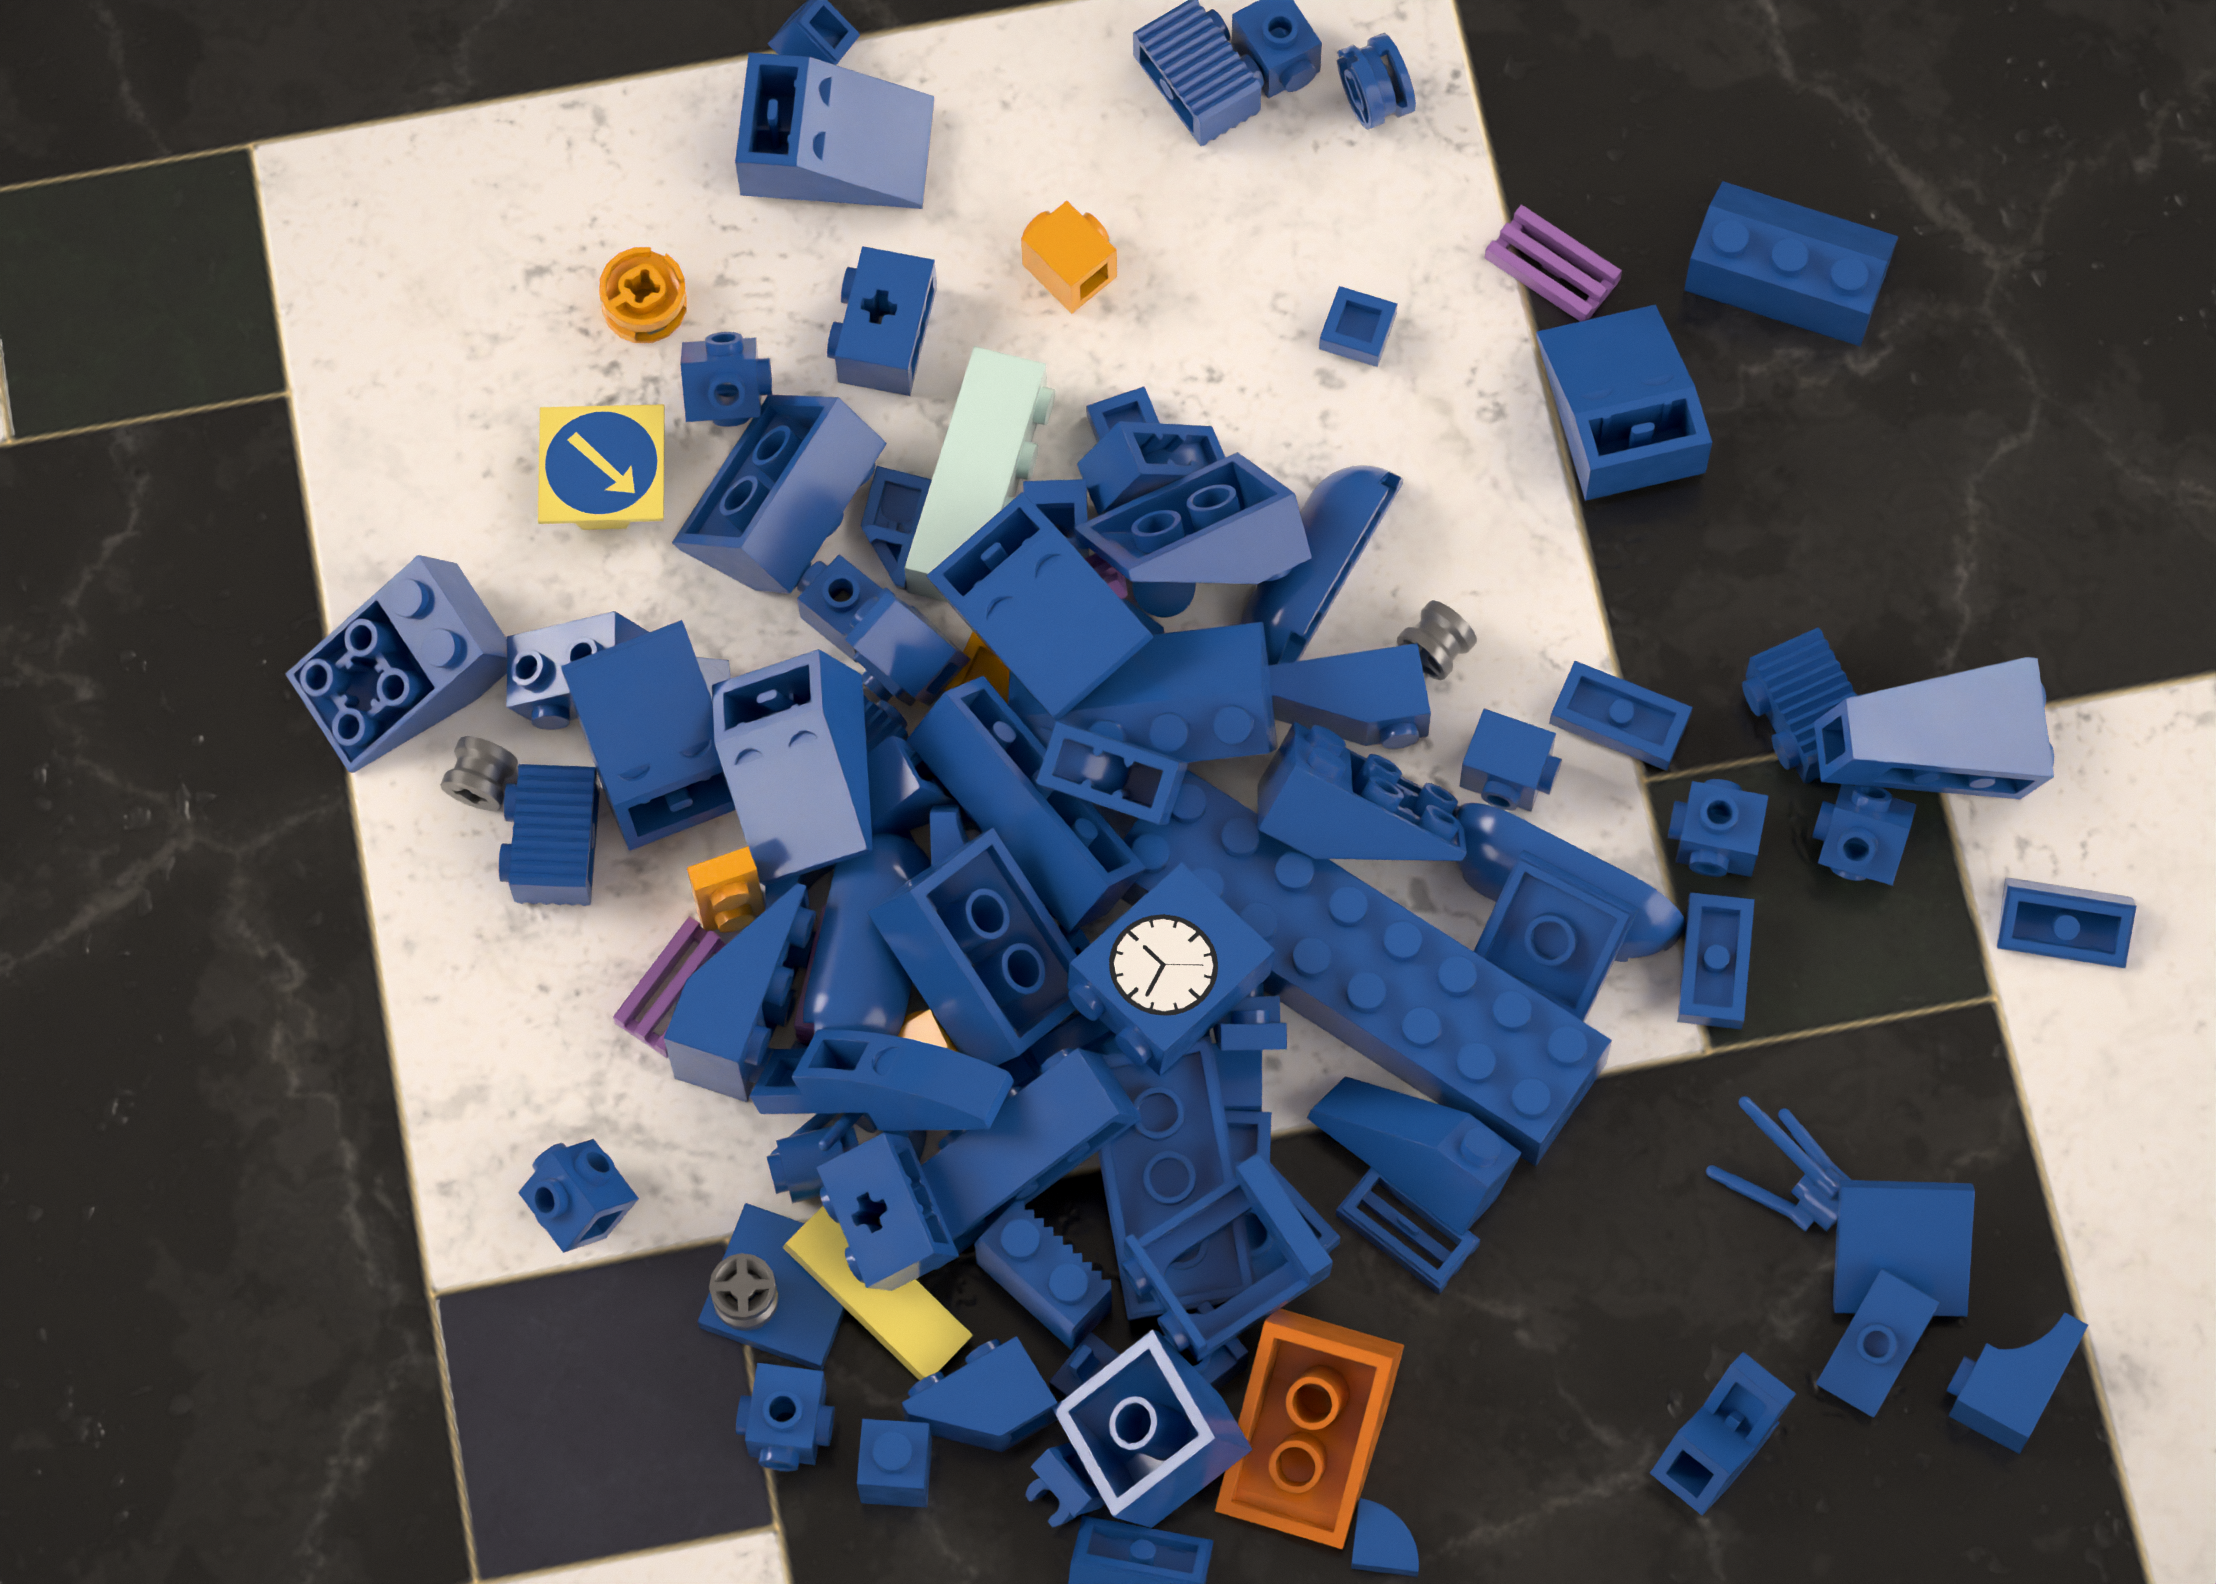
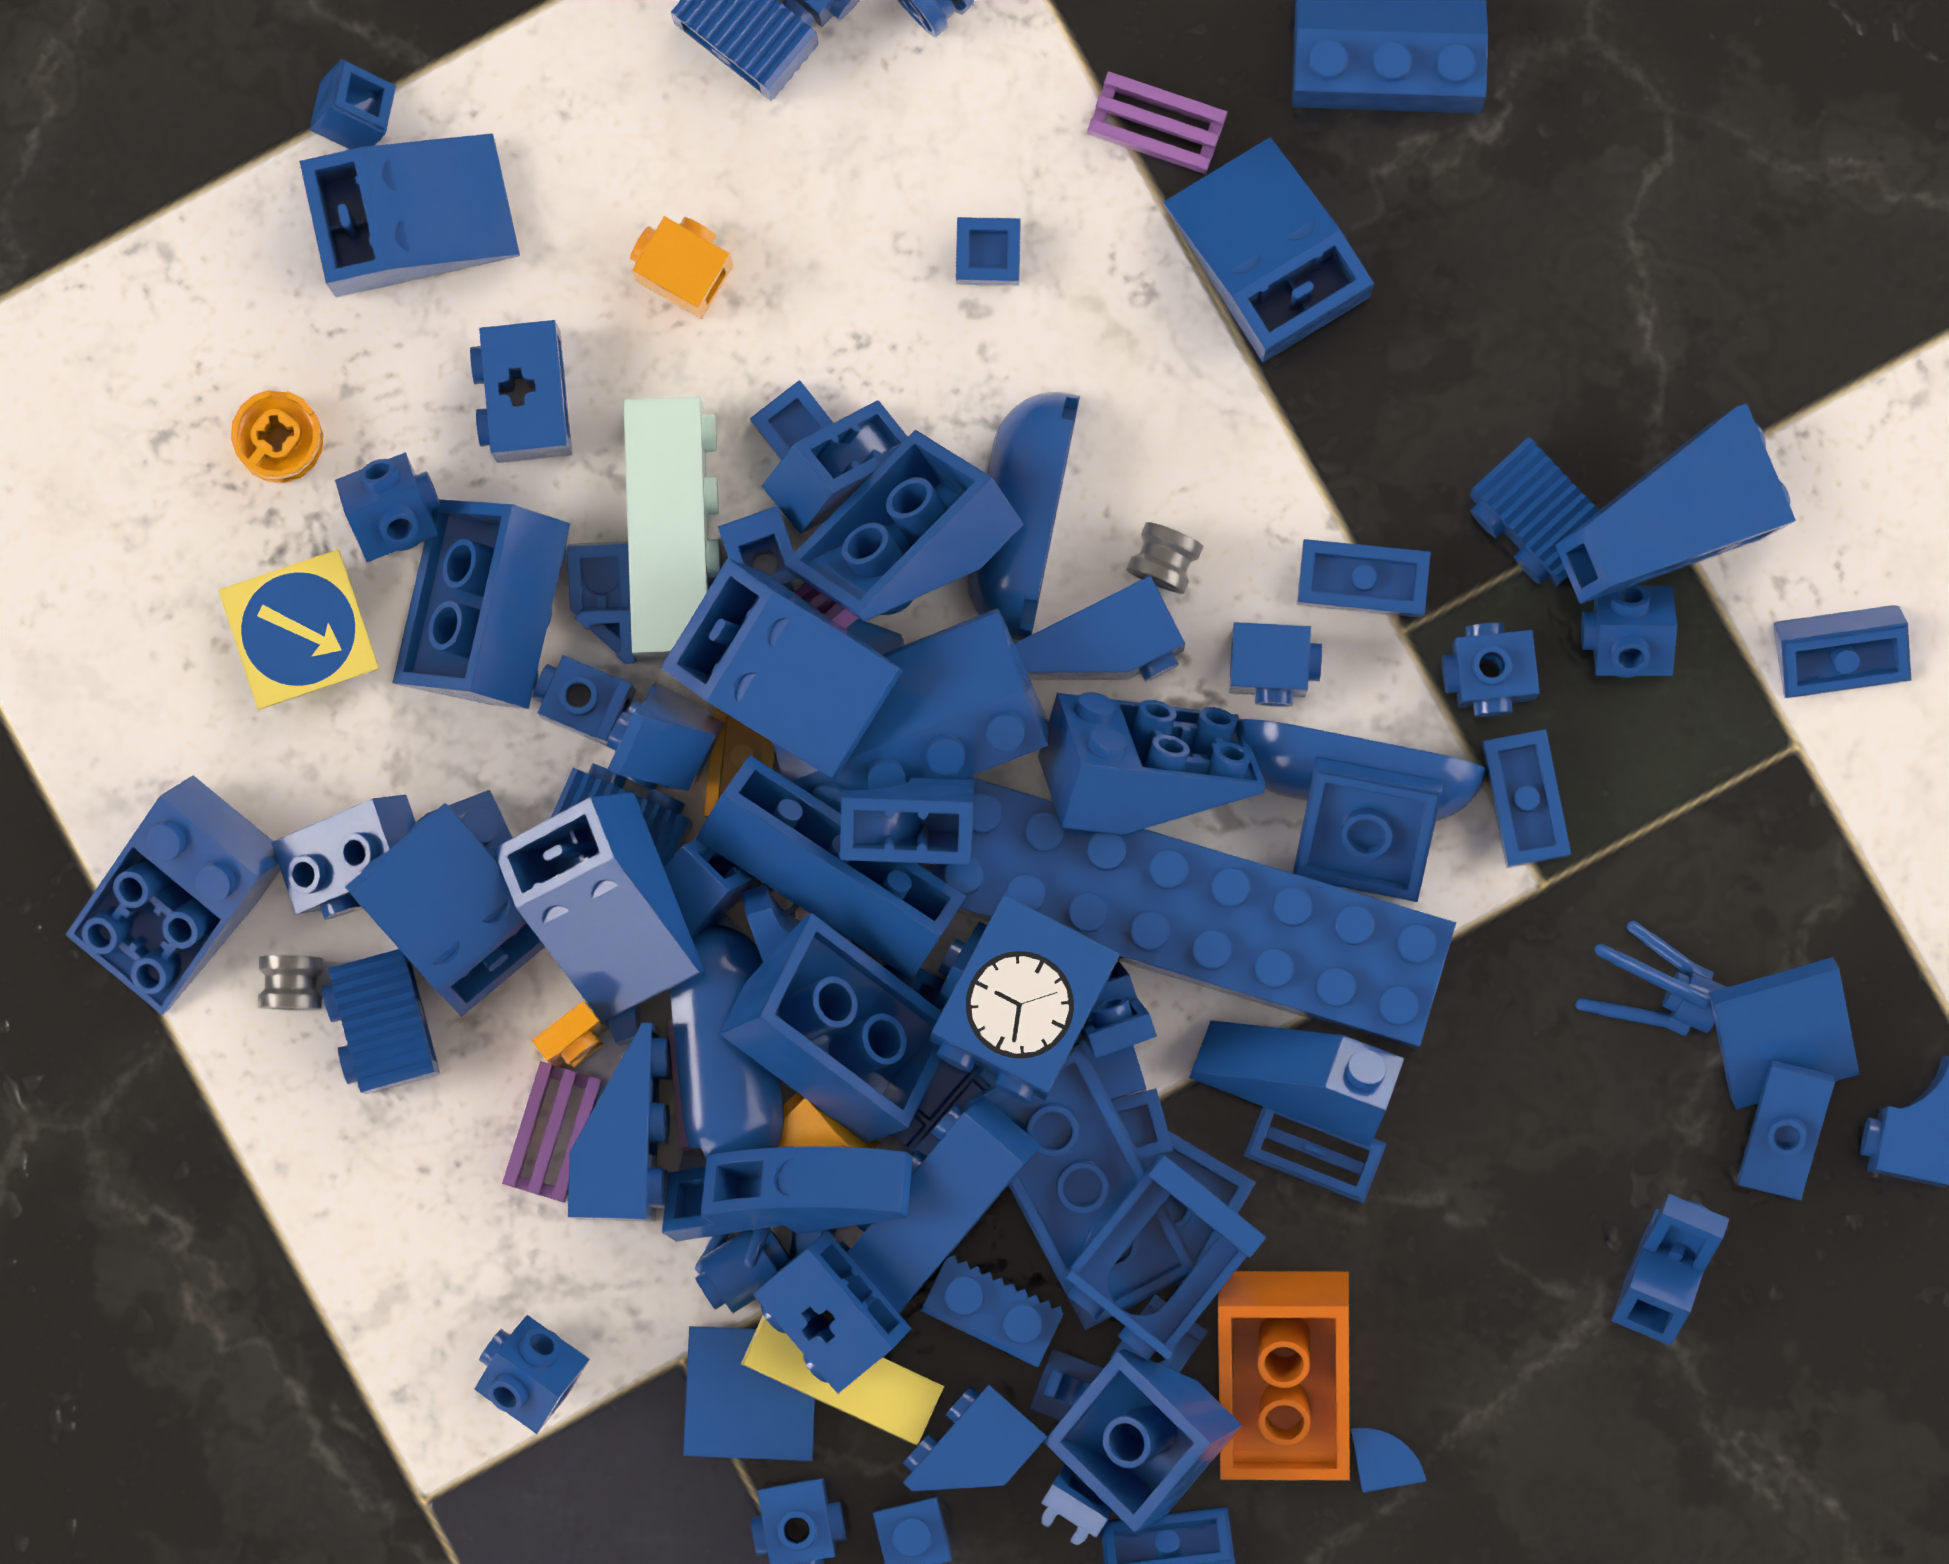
camera: 10 degrees left, 15 degrees up
(742, 1277) = (710, 1424): flat silver wheel -> none

